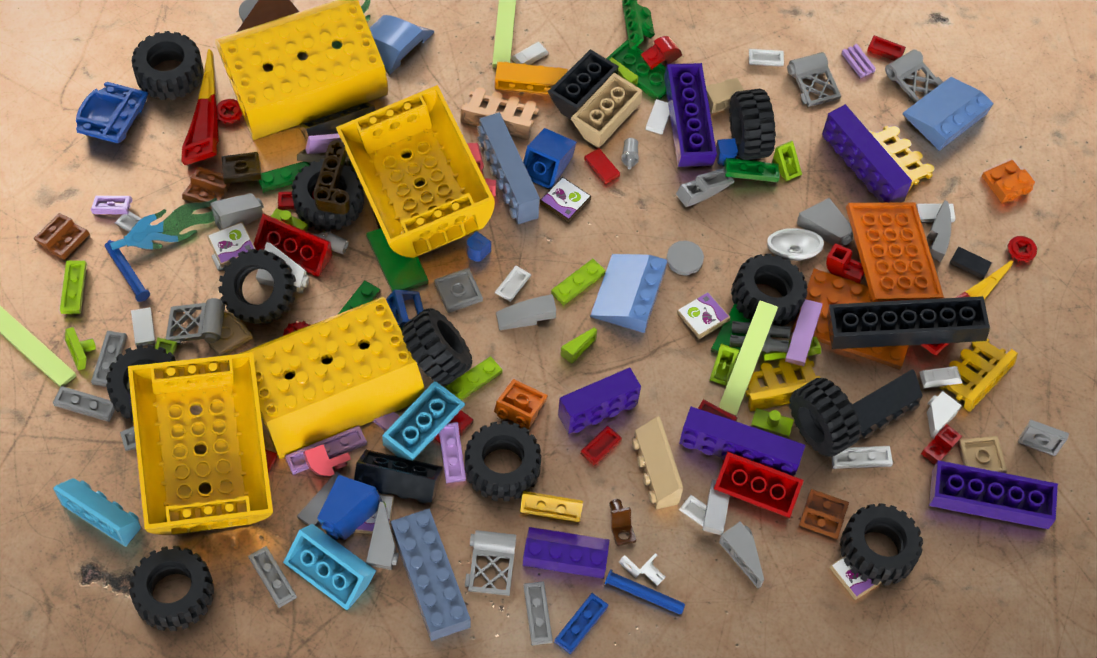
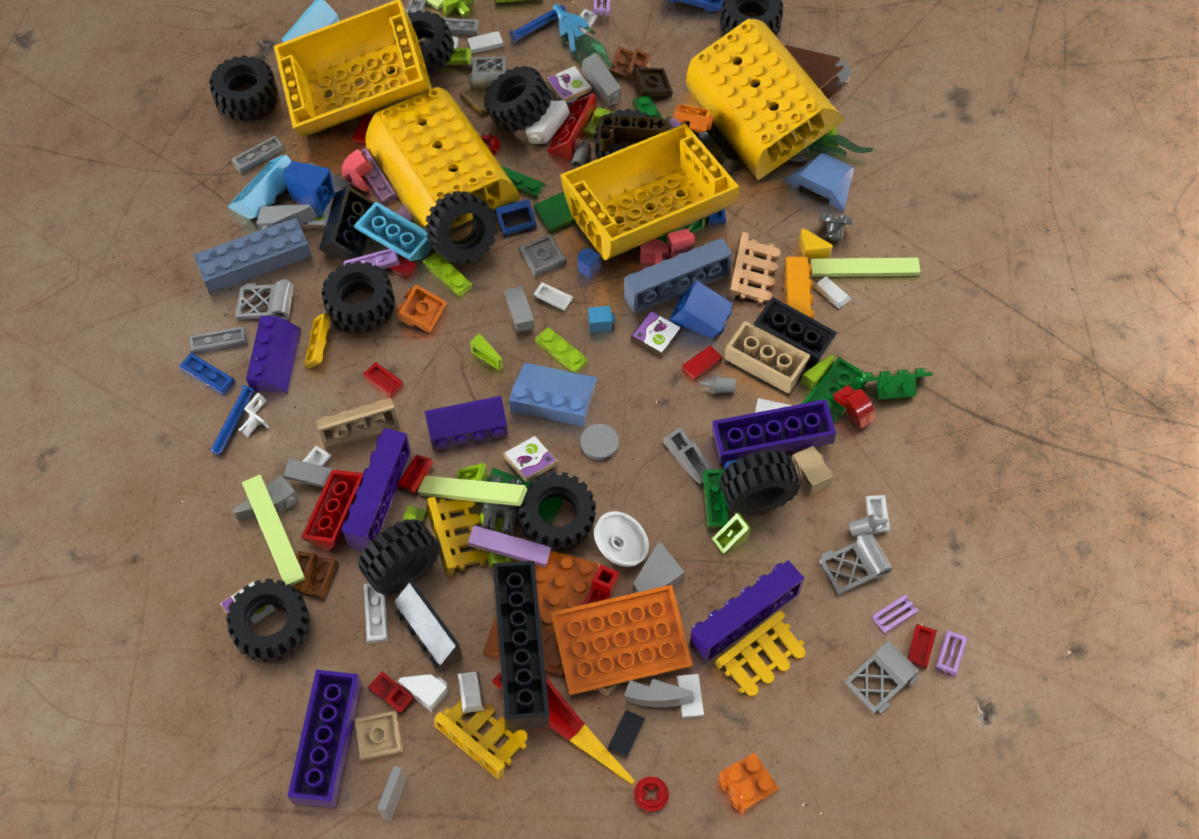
camera: 90 degrees right, 0 degrees up
(203, 131) = (676, 49): red plate -> none
(326, 119) = (699, 118): none -> orange plate
(458, 36) = (835, 226): none -> dark grey plate
(477, 60) = (813, 246): none -> yellow slope
(548, 242) = (600, 319): none -> dark azure brick
(599, 401) = (420, 367): dark purple brick -> none
(621, 522) = (301, 397): reddish brown bracket -> none
(667, 364) = (466, 422): none -> dark purple slope
(782, 62) = (868, 525): none -> piece
(784, 540) = (273, 530): none -> yellowish green tile
(891, 32) = (946, 668): none -> lavender tile
(948, 111) = (835, 711): medium blue slope -> none

